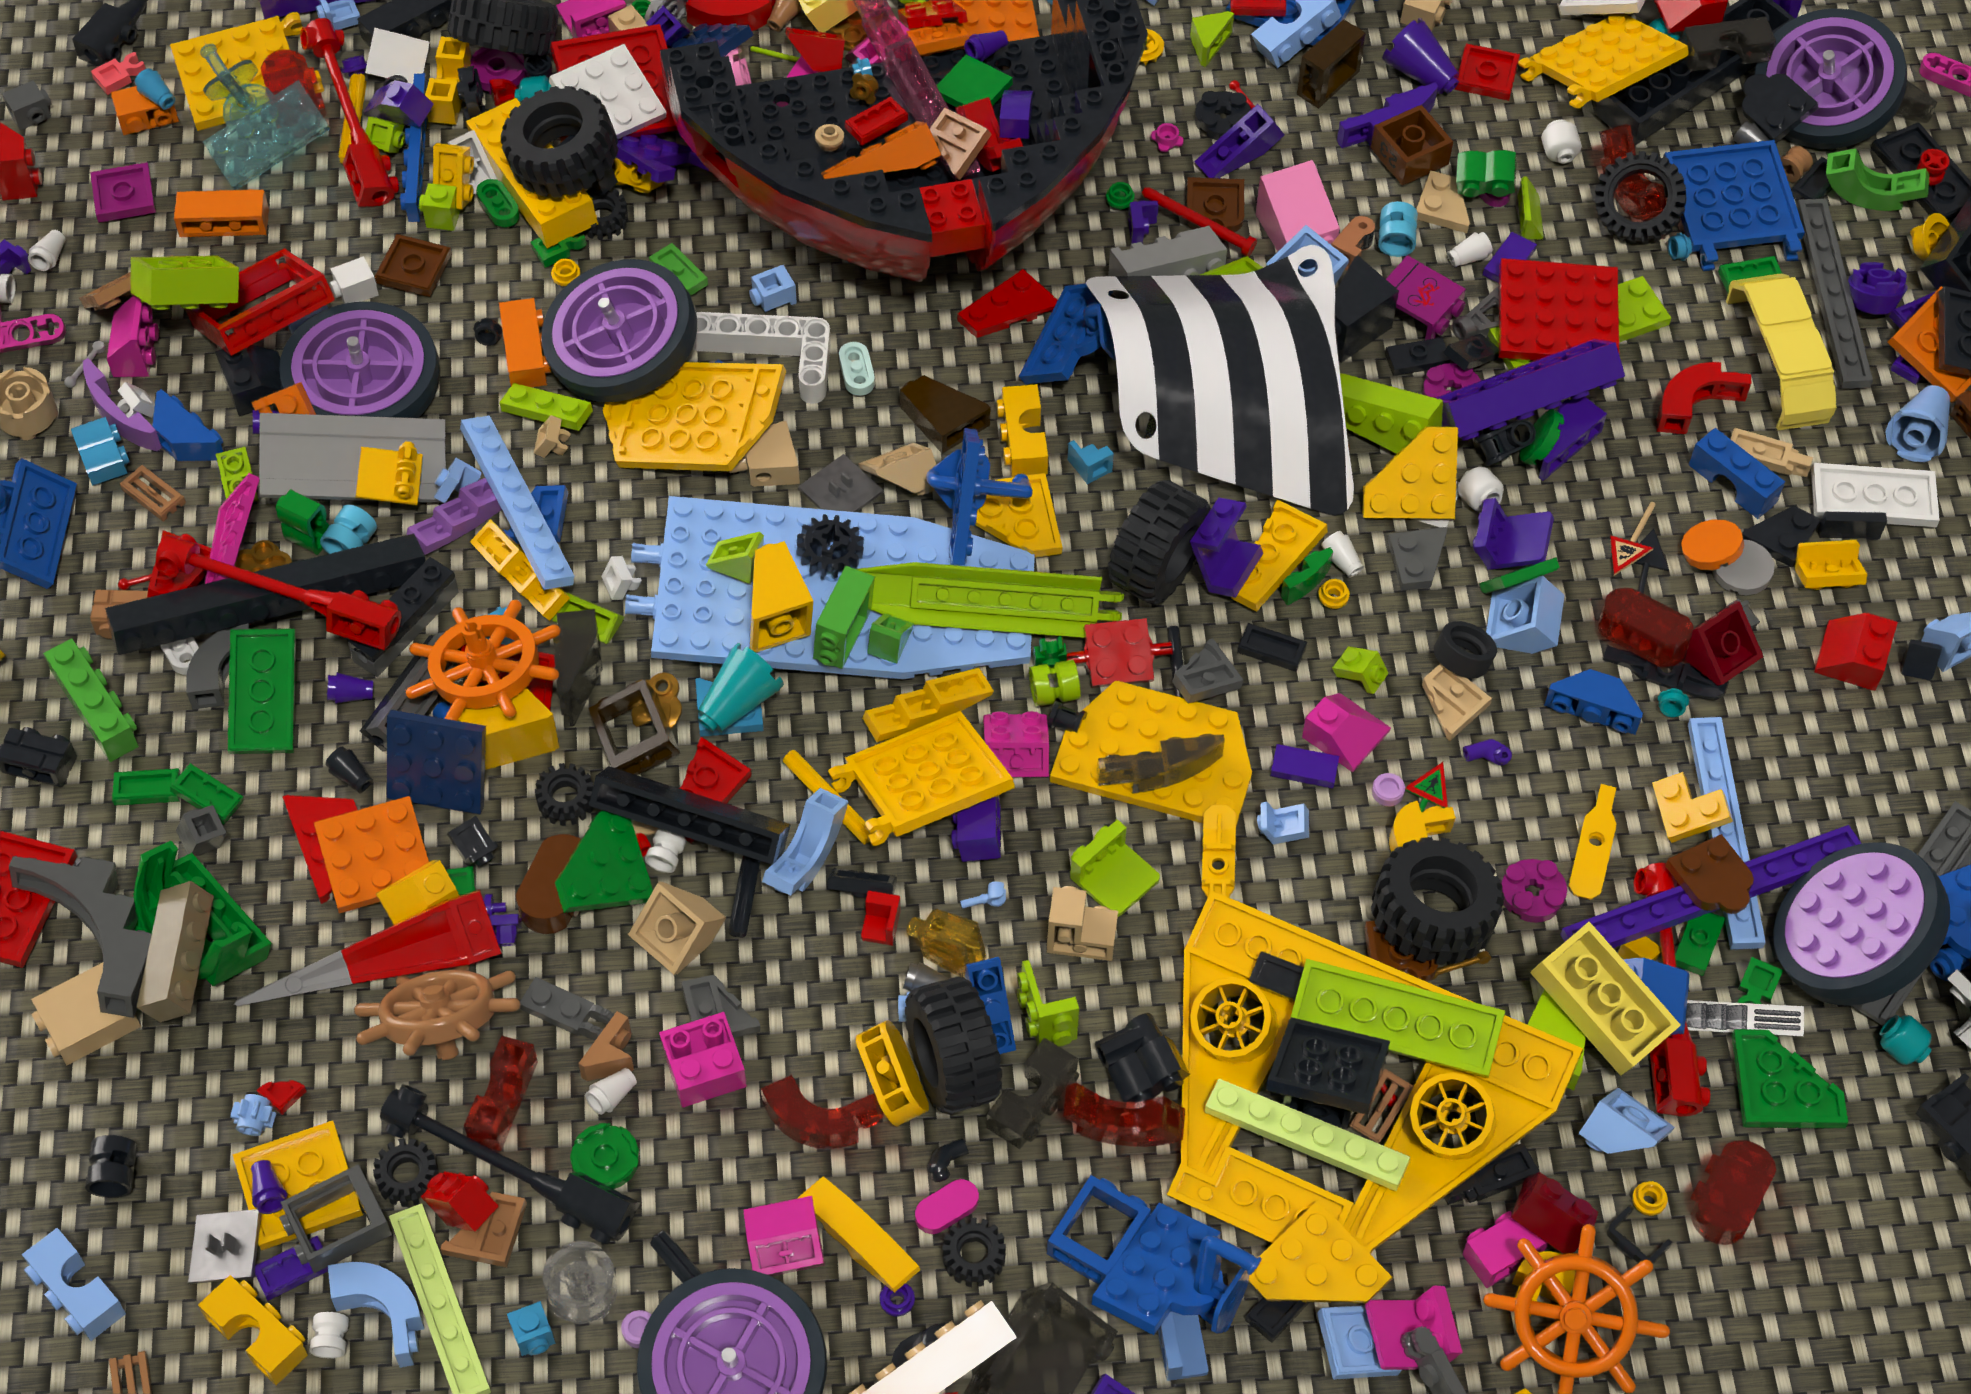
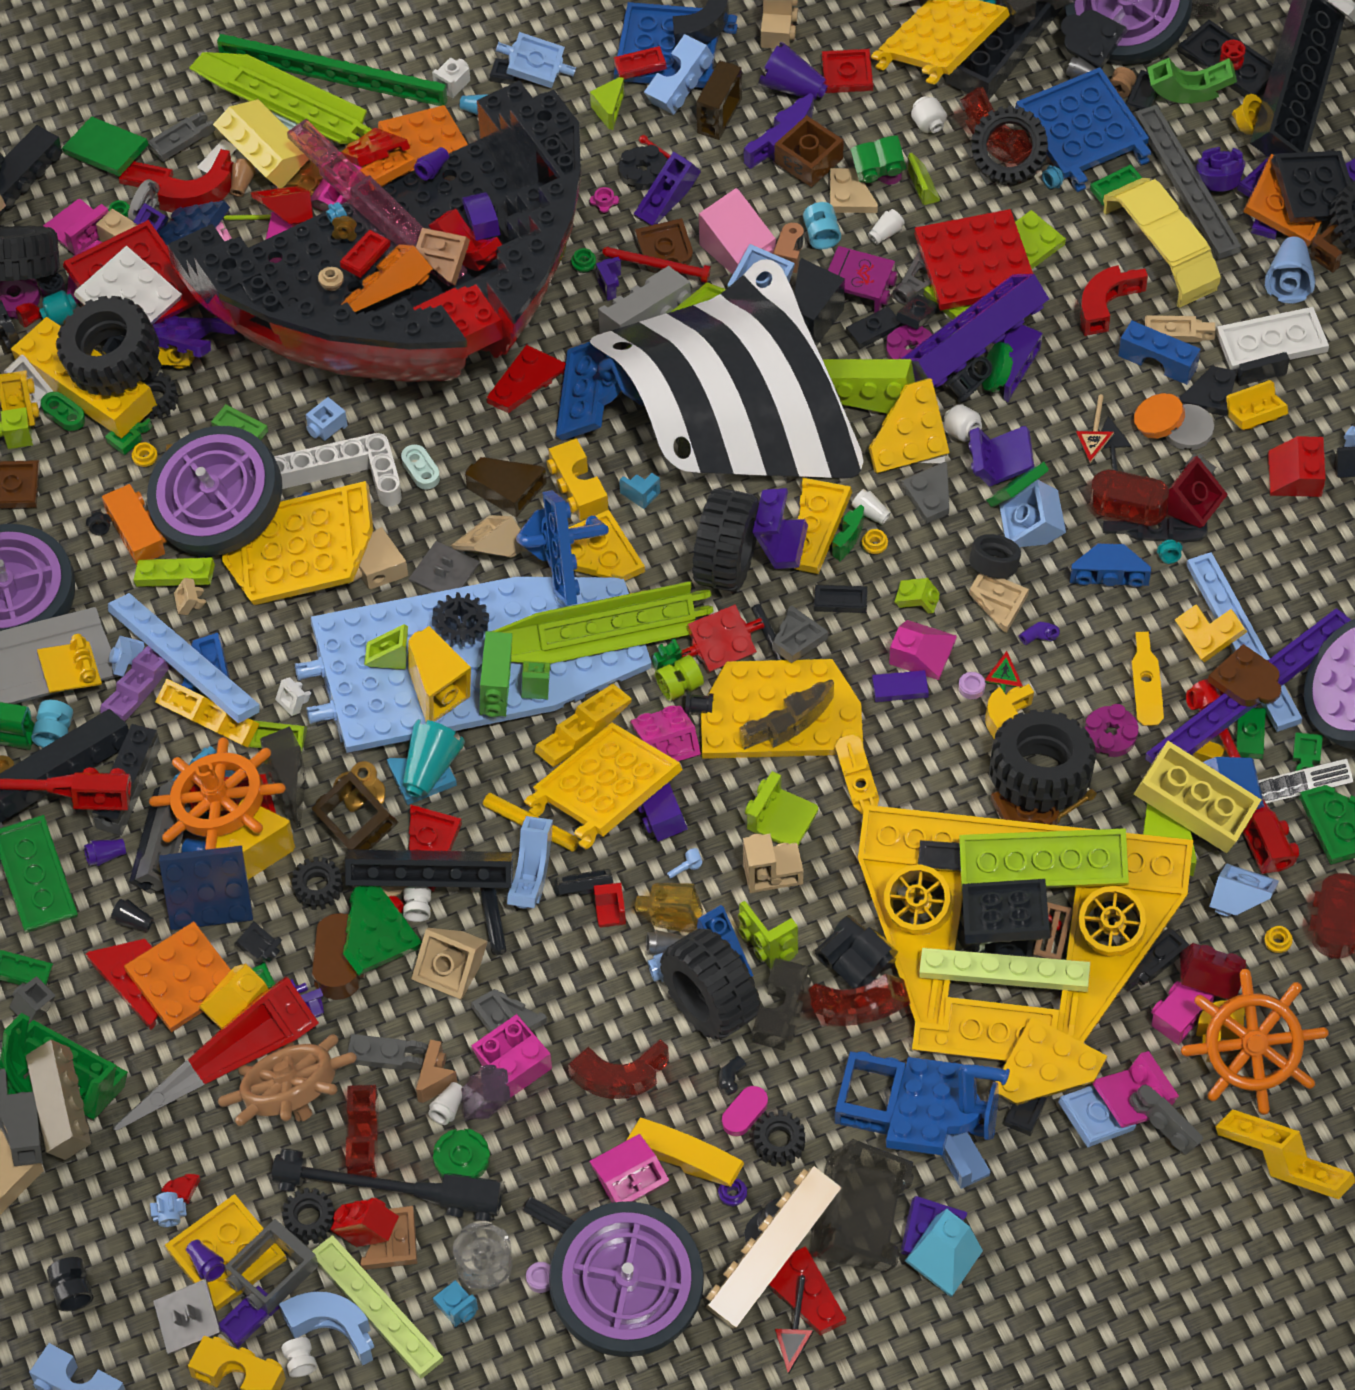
camera: 15 degrees left, 0 degrees up
(654, 1092) = (485, 1092): none -> clear purple brick
(892, 1073) = (666, 1021): yellow brick -> none
(973, 81) = (433, 198): green tile -> none
(1284, 823) = (900, 736): light blue bracket -> none
(1513, 248) = (920, 216): dark purple tile -> none
(1628, 1246) = (1272, 980): black piece -> none

